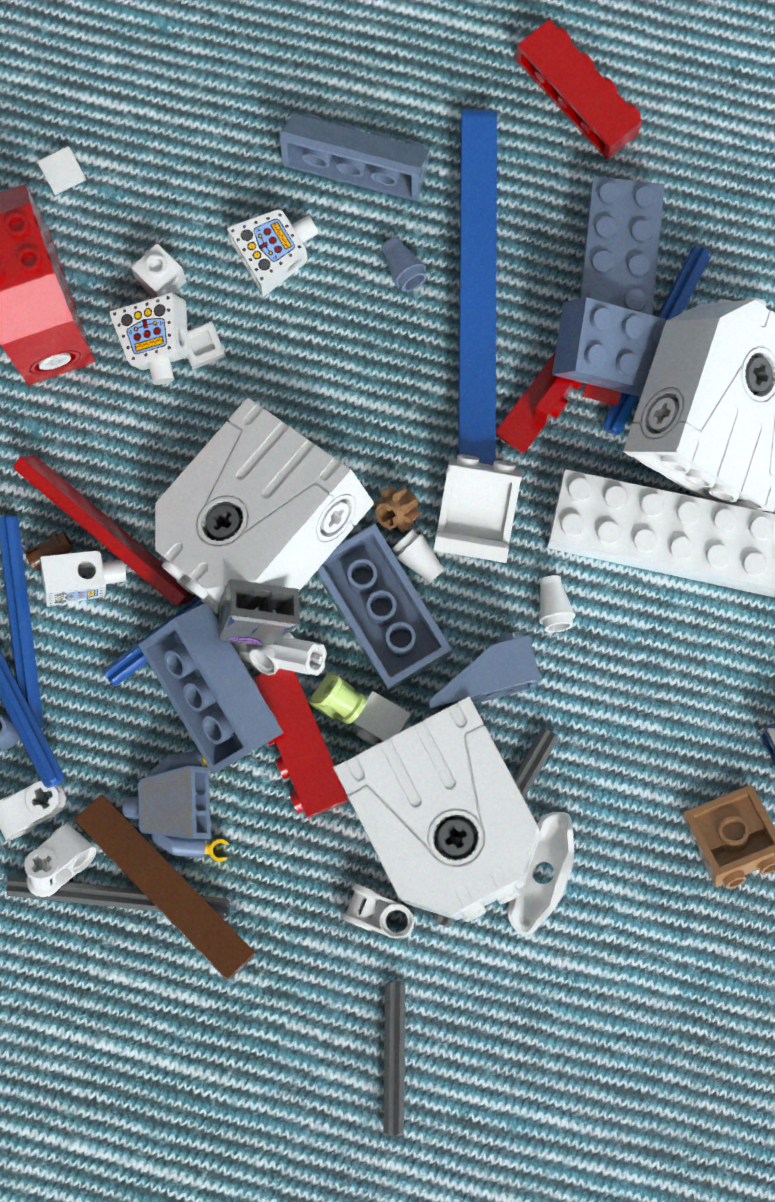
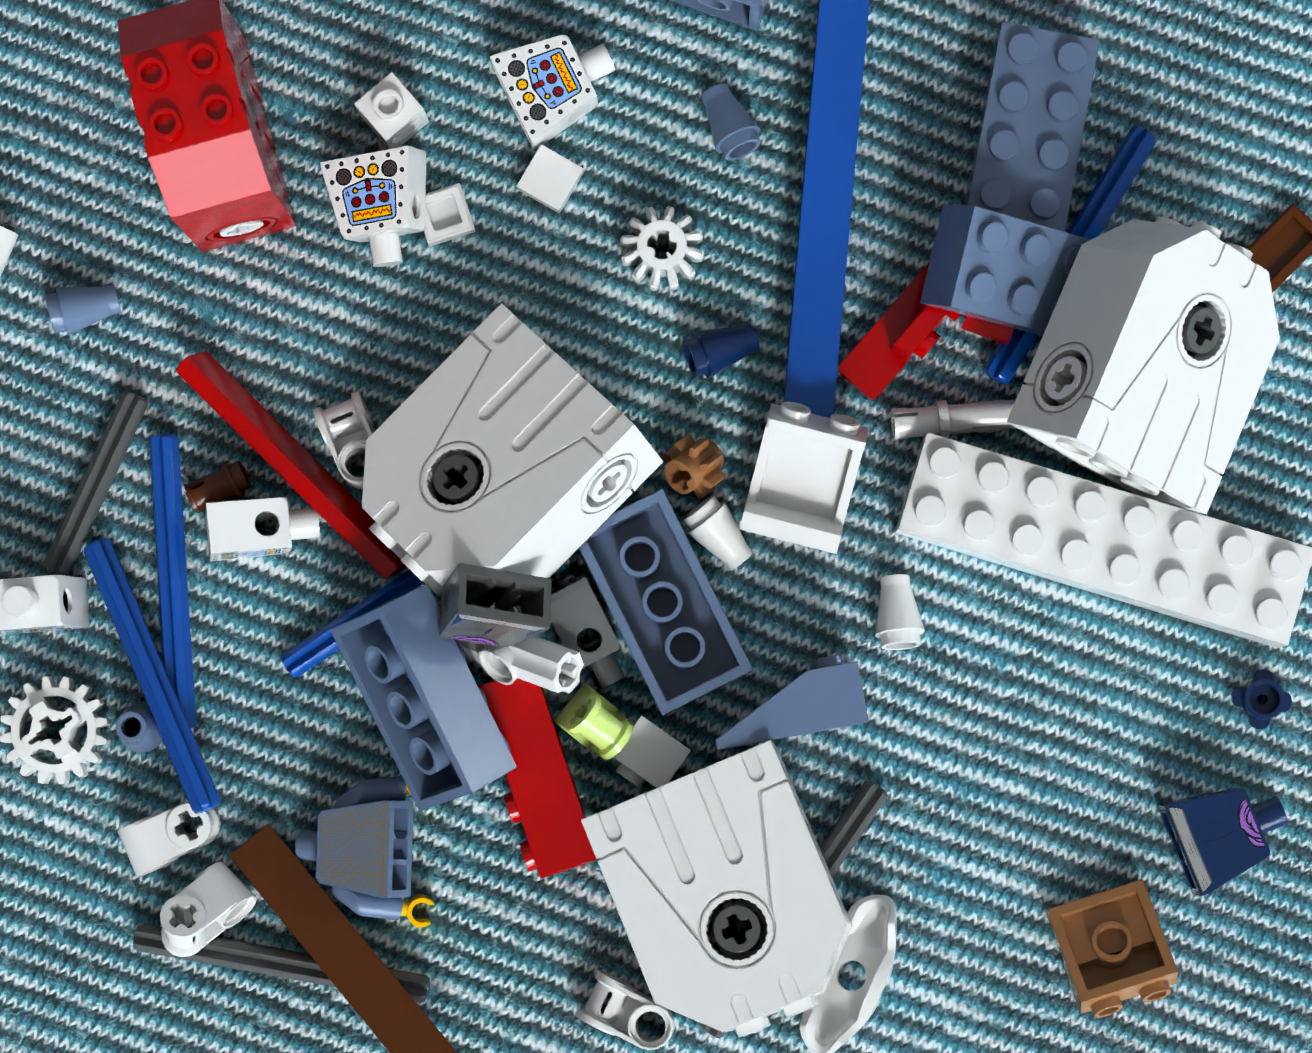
camera: 10 degrees right, 5 degrees up
(140, 505) = (345, 433): none -> white piece
(276, 314) = (550, 178): none -> white tile
(318, 614) = (575, 609): none -> dark grey torso
(375, 357) = (678, 241): none -> white gear
(408, 424) = (717, 349): none -> dark blue cone
(584, 461) = (951, 419): none -> white pin

